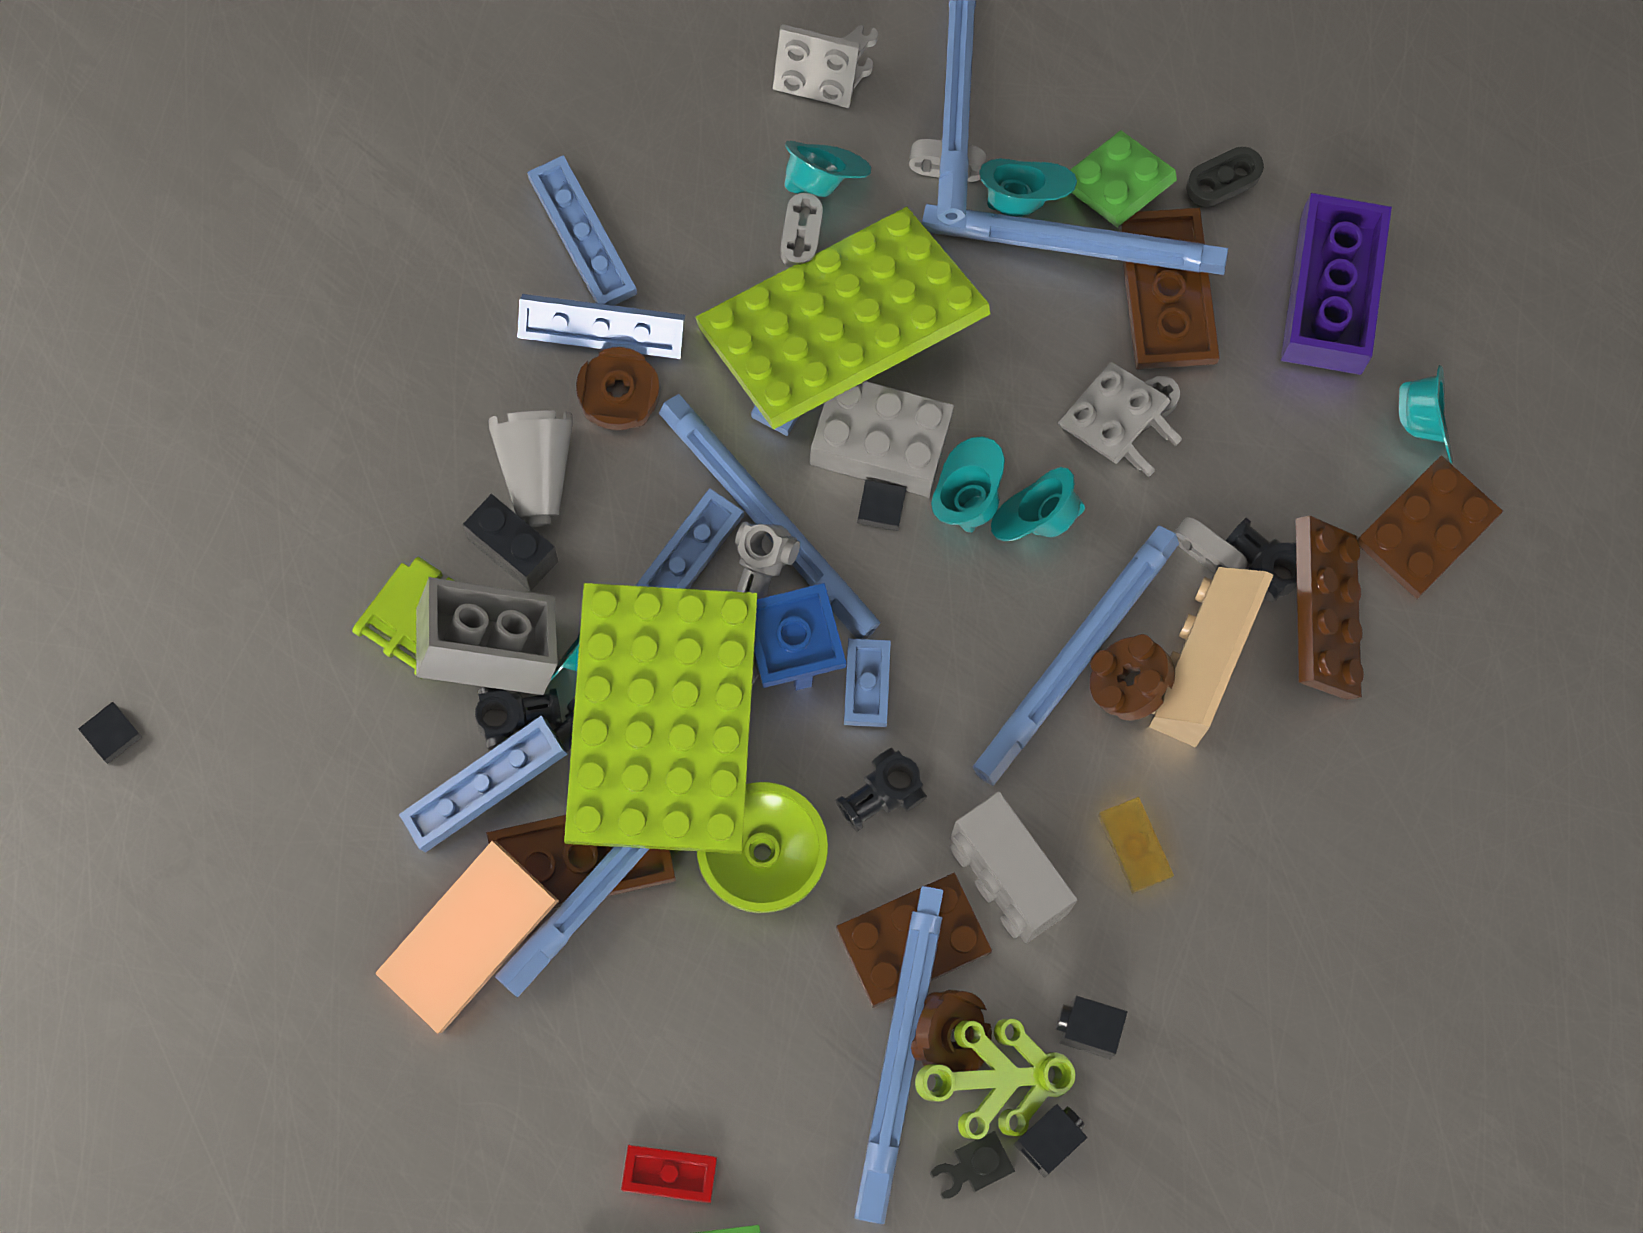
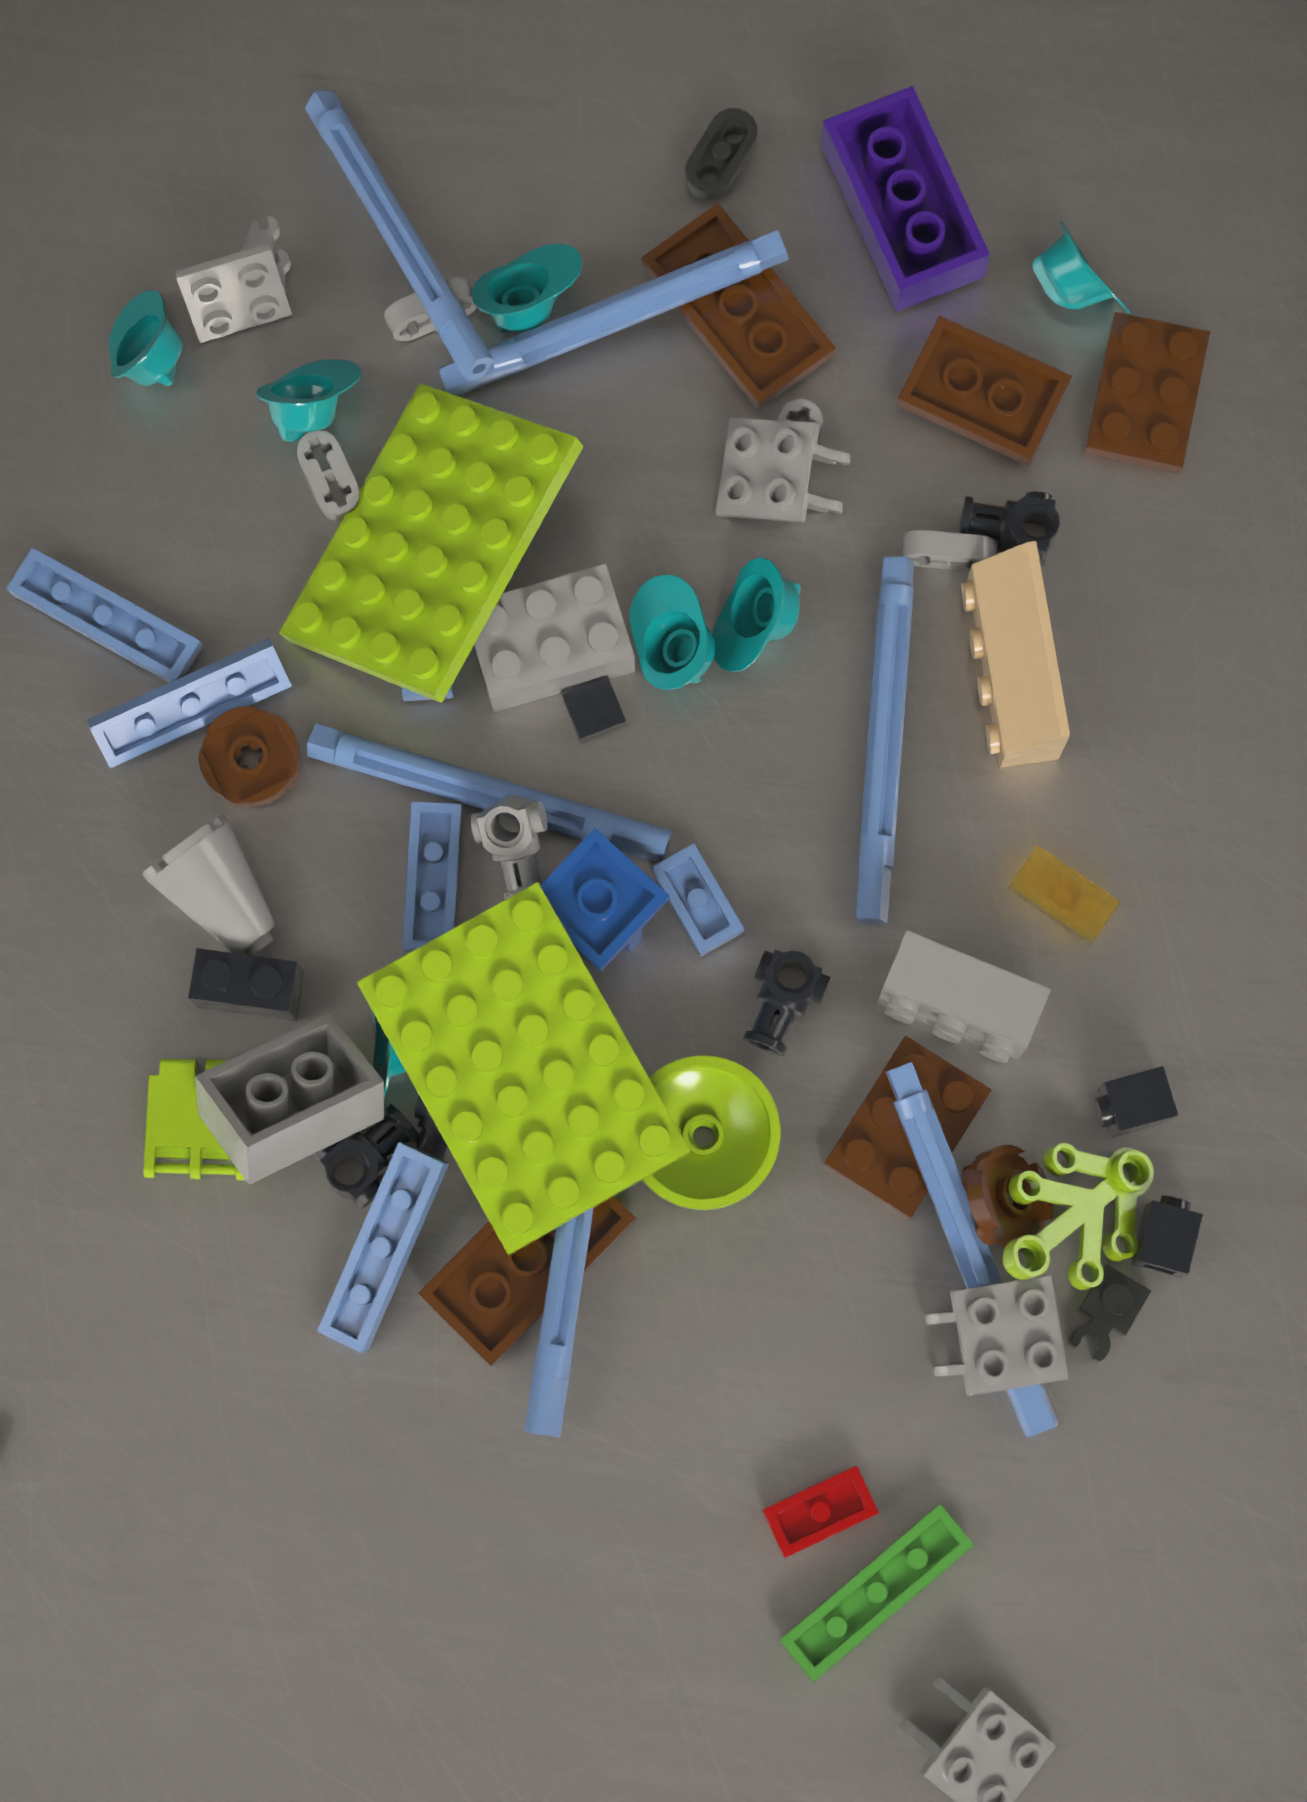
camera: 25 degrees left, 5 degrees up
(466, 937) = (469, 1410): light nougat tile -> none
(733, 65) = (145, 342): none -> teal piece
(885, 1132) = (1005, 1335): none -> light grey plate
(1116, 663) = (930, 725): reddish brown plate -> none
(1121, 178) = (619, 220): bright green plate -> none
(1308, 452) = (984, 390): none -> reddish brown plate
(1328, 608) = (1104, 538): reddish brown plate -> none

